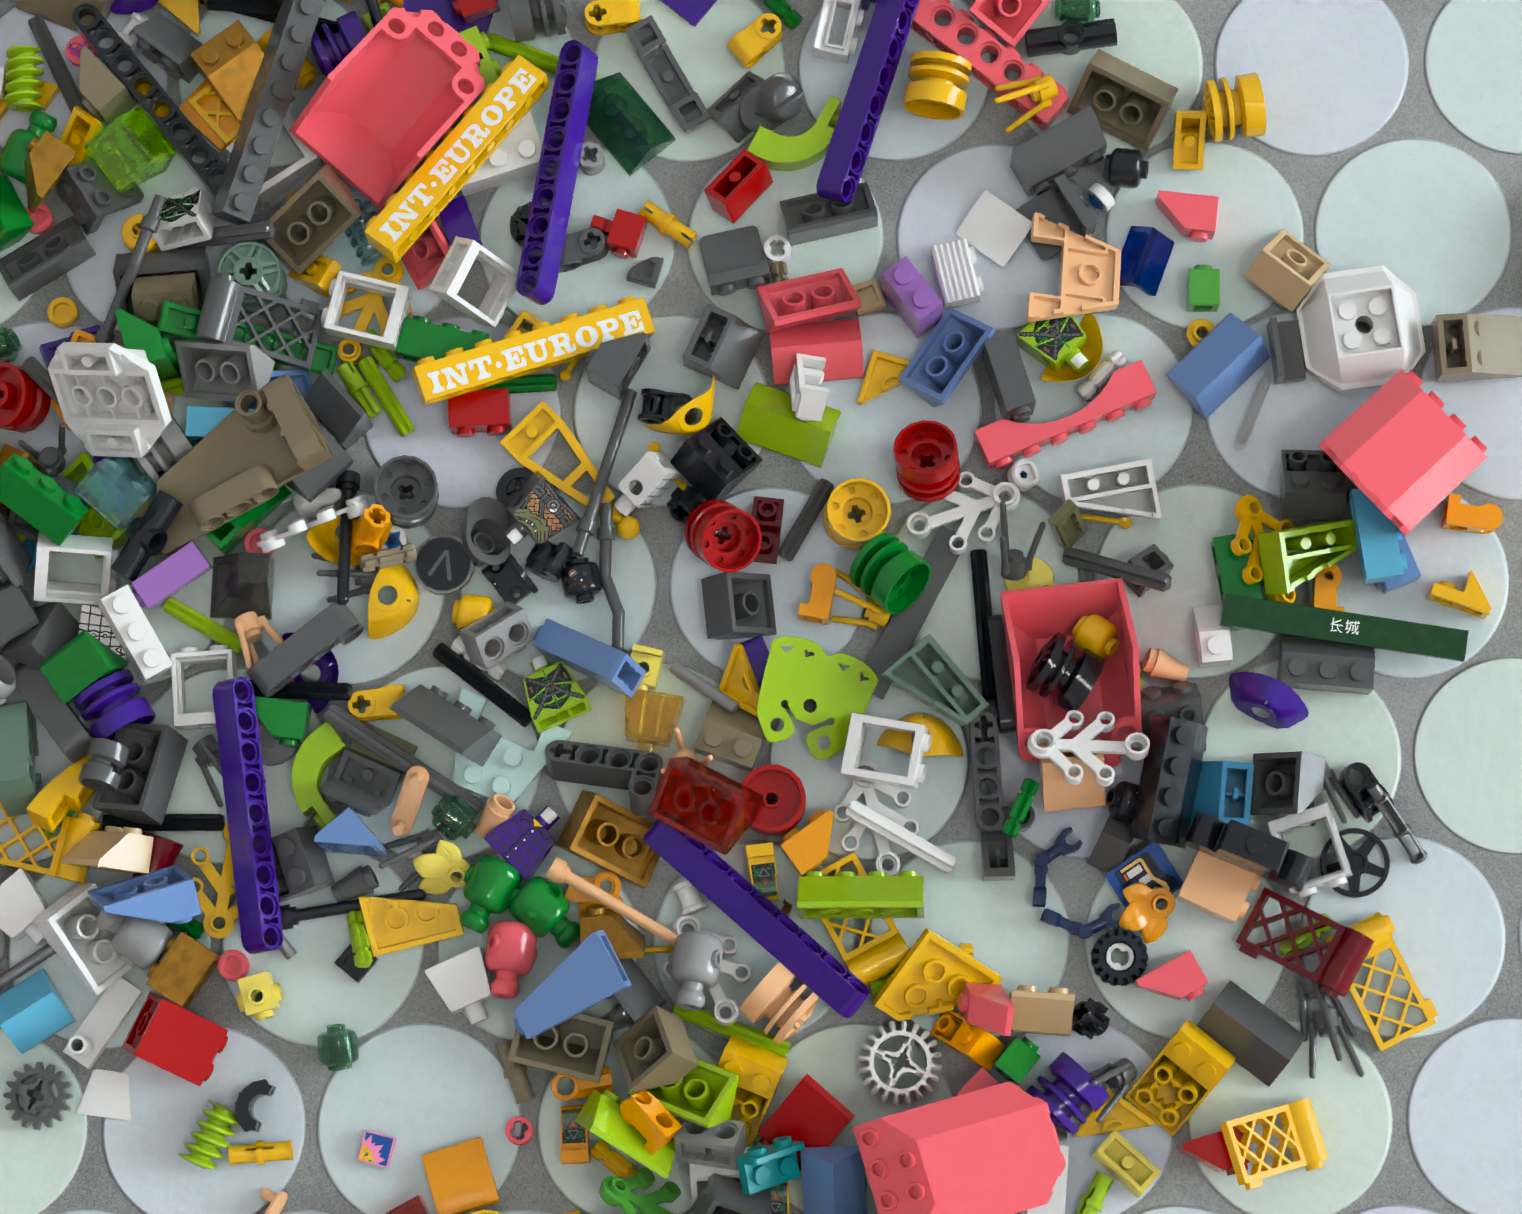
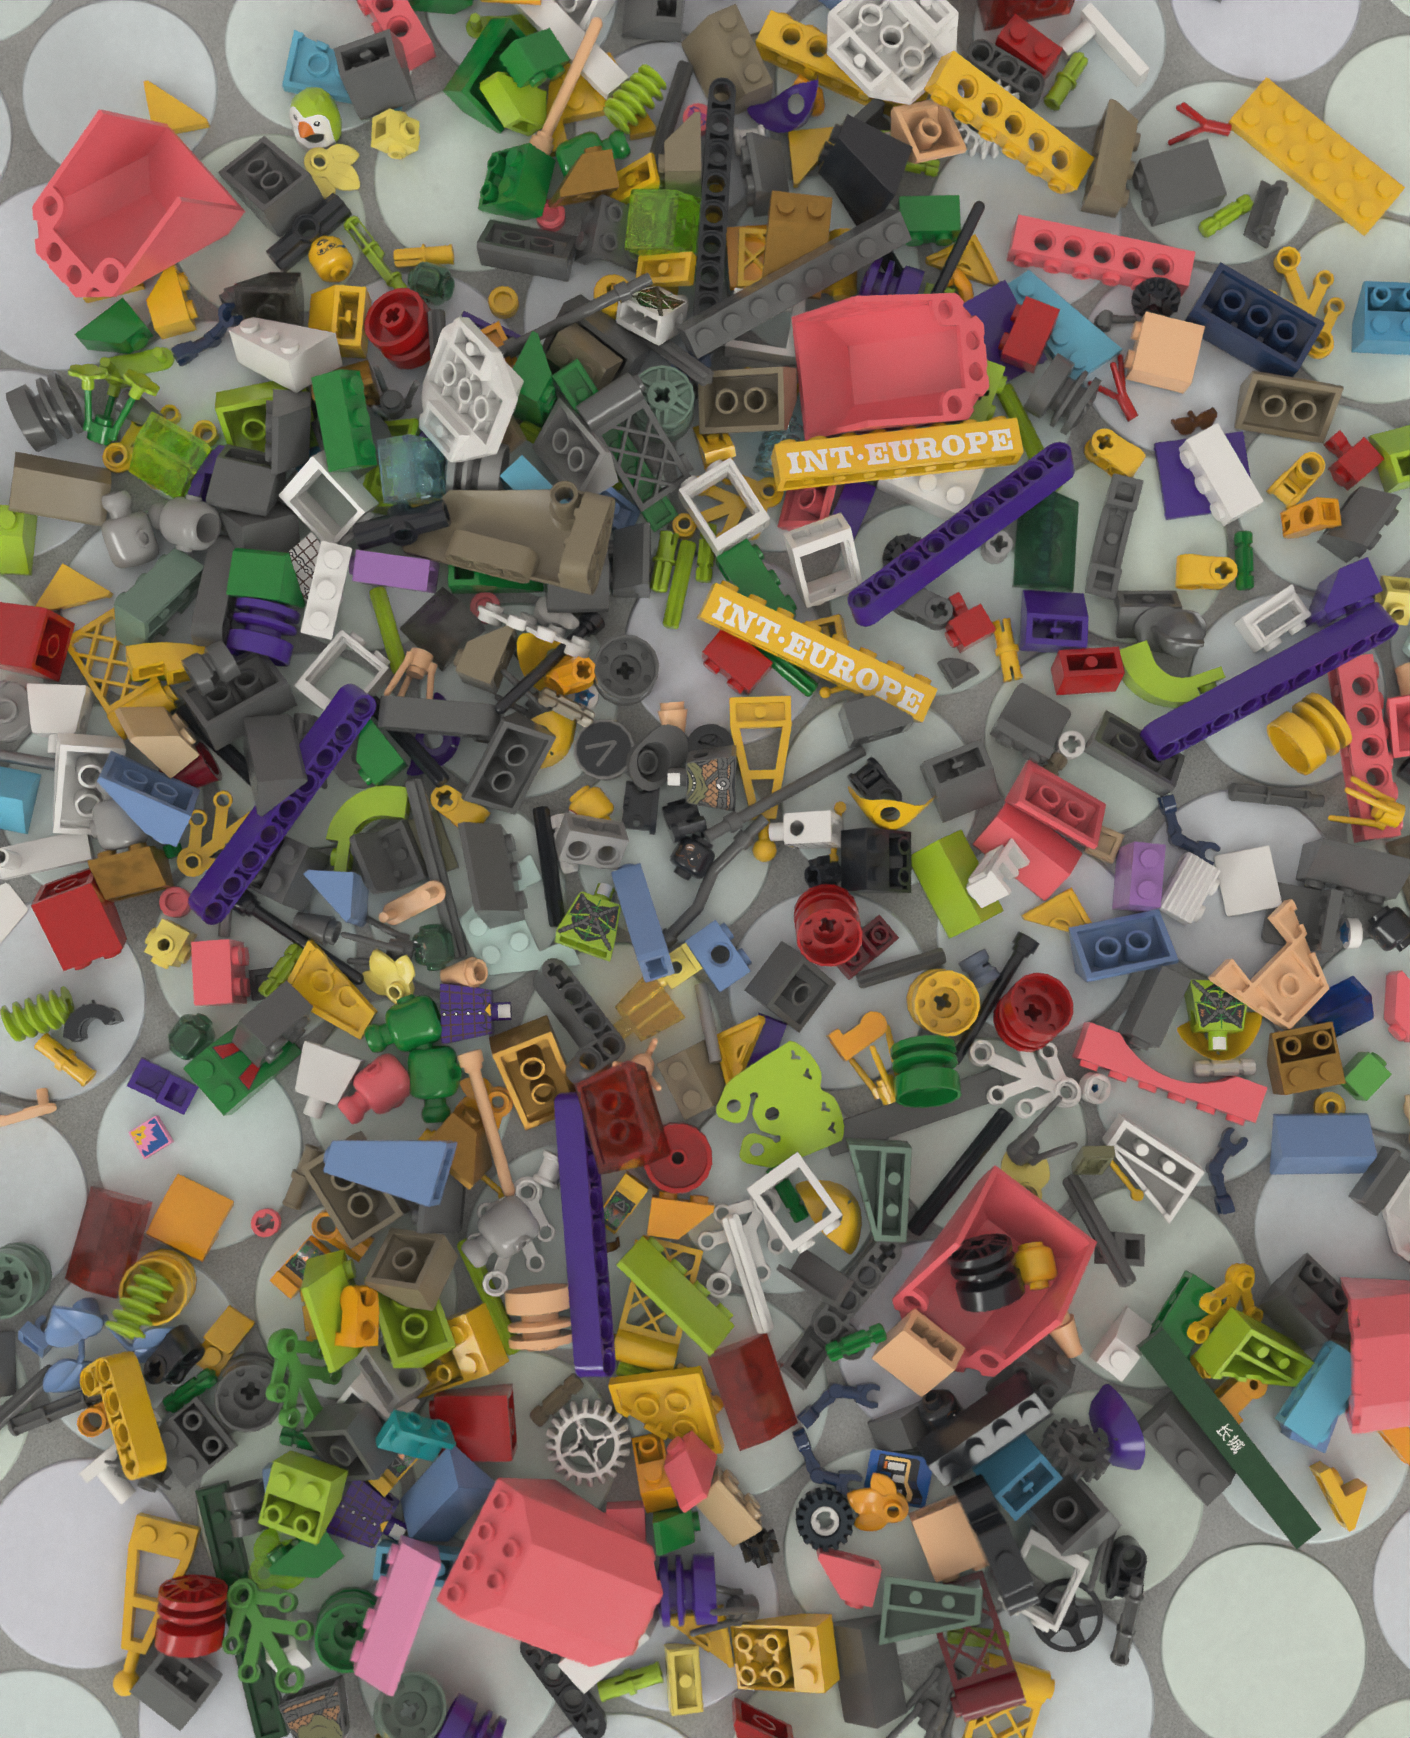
camera: 30 degrees right, 5 degrees up
(164, 179) = (668, 270): none -> yellow slope
(210, 790) = (272, 759): none -> dark grey slope
(297, 577) = (485, 657): none -> dark tan slope
(315, 980) = (220, 972): none -> coral brick
(349, 1104) = (162, 1085): none -> dark purple slope
(386, 635) = (509, 764): none -> dark grey slope
(391, 978) = (272, 1024): none -> dark grey brick
(392, 1029) = (230, 1076): none -> green slope
(470, 491) = (673, 714): none -> light nougat cone
(679, 645) = (720, 974): none -> medium blue brick
(681, 173) = (1053, 621): none -> dark purple slope
(849, 1056) = (556, 1399): none -> dark tan axle
(861, 467) = (979, 968): none -> sand blue wheel
(878, 422) = (1022, 948): none -> black piece
(883, 756) = (790, 1199): none -> green axle
(889, 230) = (1168, 807): none -> dark blue piece
(953, 790) = (818, 1278): none -> dark grey panel
(956, 151) = (1274, 796): none -> dark grey piece
(981, 915) = (752, 1390): none -> clear red slope
(1000, 674) = (936, 1225): black beam -> none
(1083, 746) = (946, 1347): white plant -> none
(1149, 316) = (1304, 1059): none -> pearl gold slope
(1158, 430) = (1214, 1168): none -> dark blue piece
(1246, 737) = (1076, 1450): none -> dark grey gear
(1246, 945) = (926, 1608): none -> sand green wedge
(1255, 402) = (1320, 1197): white piece -> none

